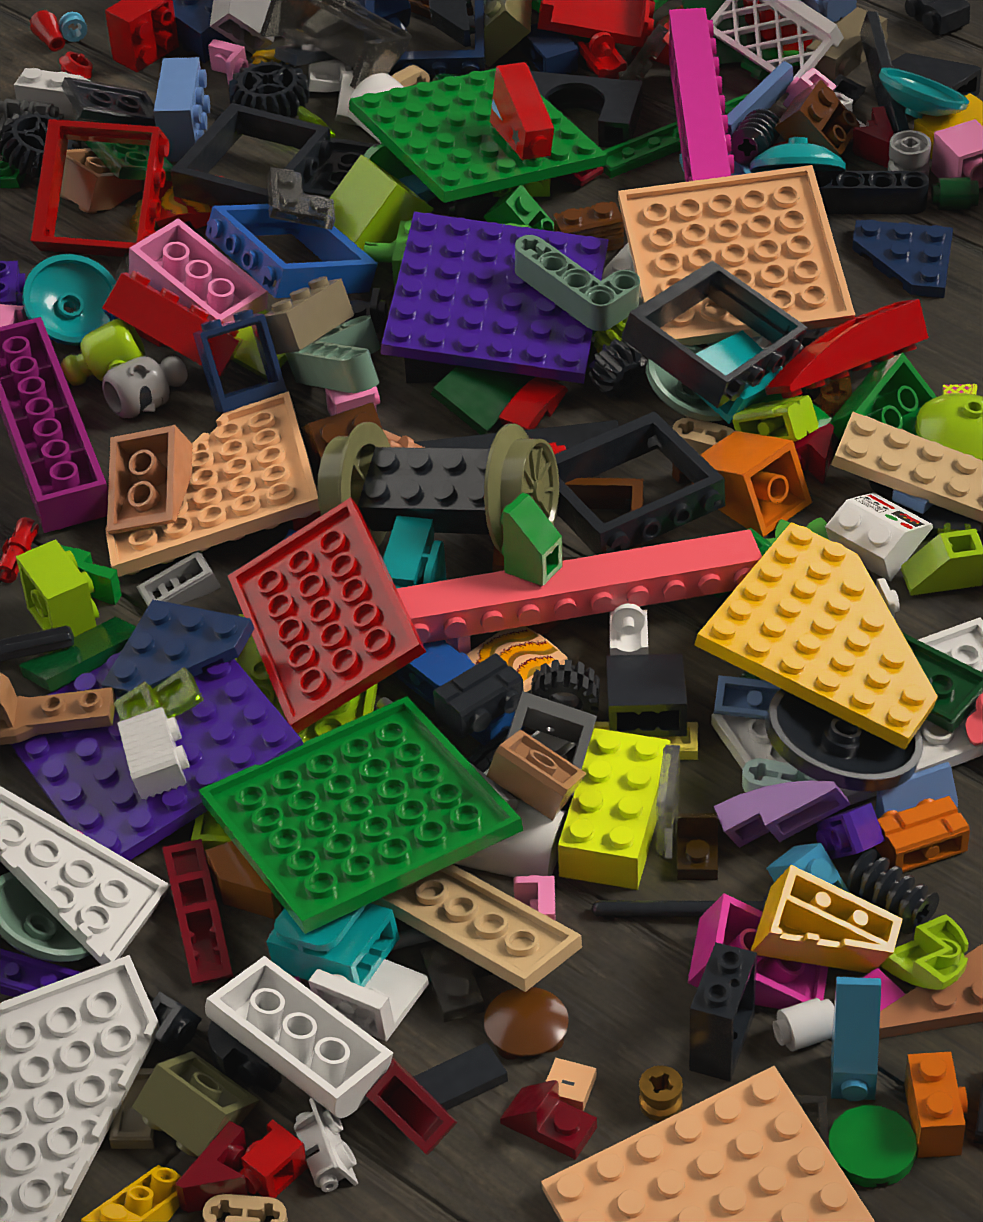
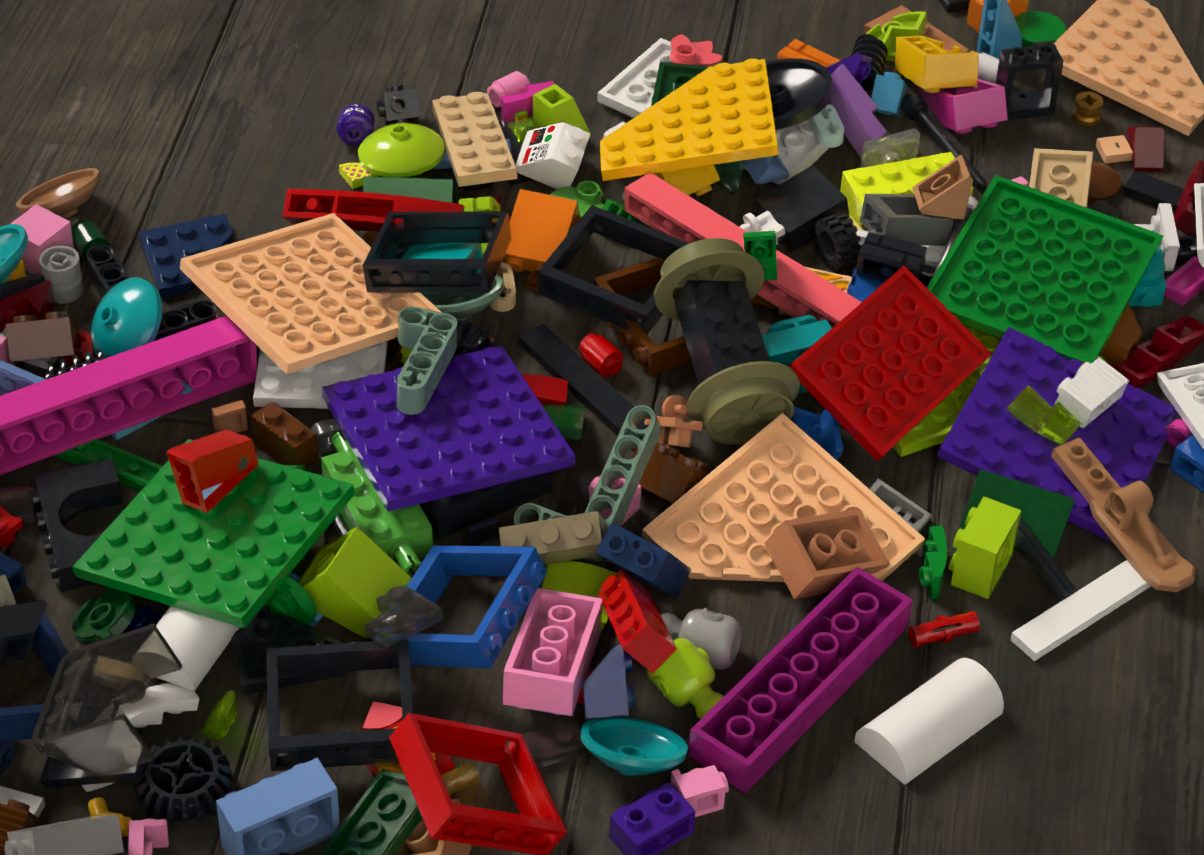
camera: 125 degrees left, 0 degrees up
(176, 638) = (992, 430): dark blue plate -> none

